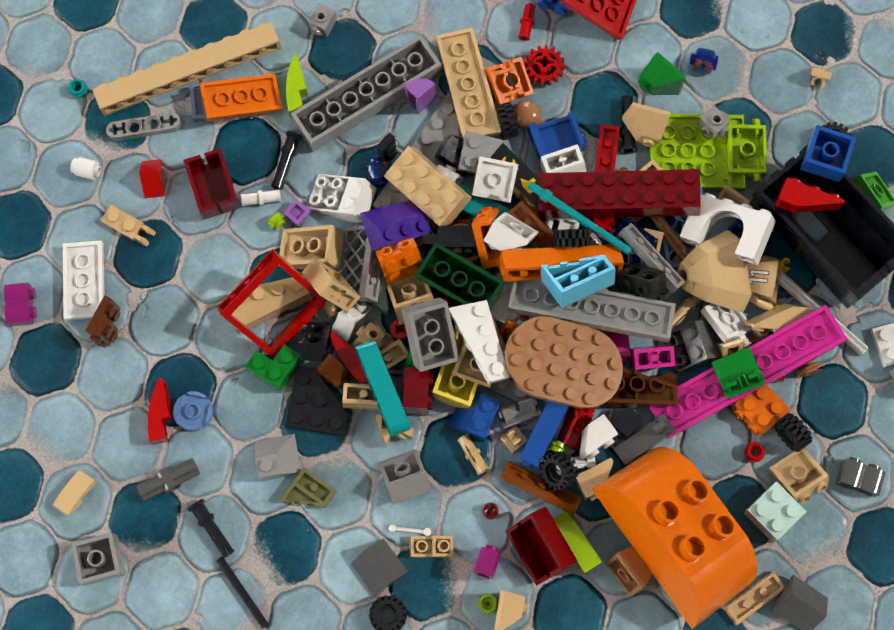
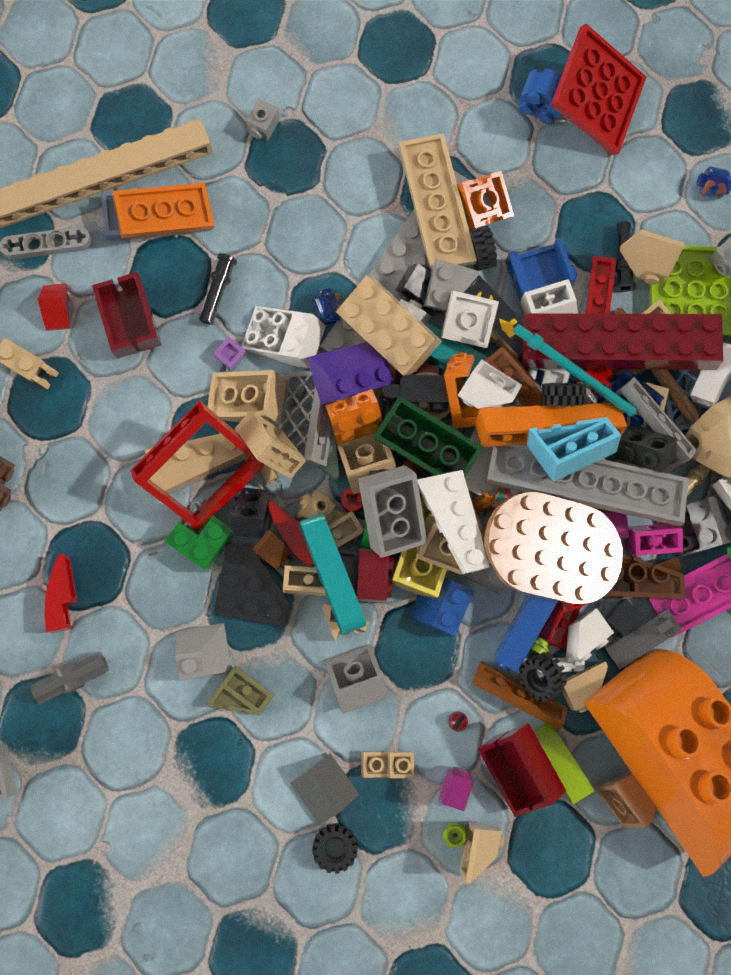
camera: 10 degrees left, 5 degrees up
(193, 411) = (101, 593): medium blue tile -> none
(206, 520) = (115, 728): black pin -> none
(242, 592) = (159, 818): black bar -> none
(261, 197) = (186, 333): white pin -> none
(277, 221) = (205, 362): lime plate -> none
(295, 86) = (229, 202): lime slope -> none
(349, 322) = (290, 491): white slope -> none
(365, 93) = (315, 209): light grey brick -> none
(387, 148) = (339, 277): black plate -> none
(420, 93) = (379, 212): medium lavender brick -> none
(427, 532) = (382, 745): white hinge -> none
(473, 454) = (438, 652): tan pin -> none
(510, 416) = (487, 607): light grey hinge -> none
(513, 439) = (486, 634): tan tile -> none
(527, 22) = (506, 129): red axle -> none
(527, 113) = (507, 240): medium nougat hair -> none
(553, 63) = (533, 174): red gear -> none
(661, 77) = (667, 200): green slope -> none

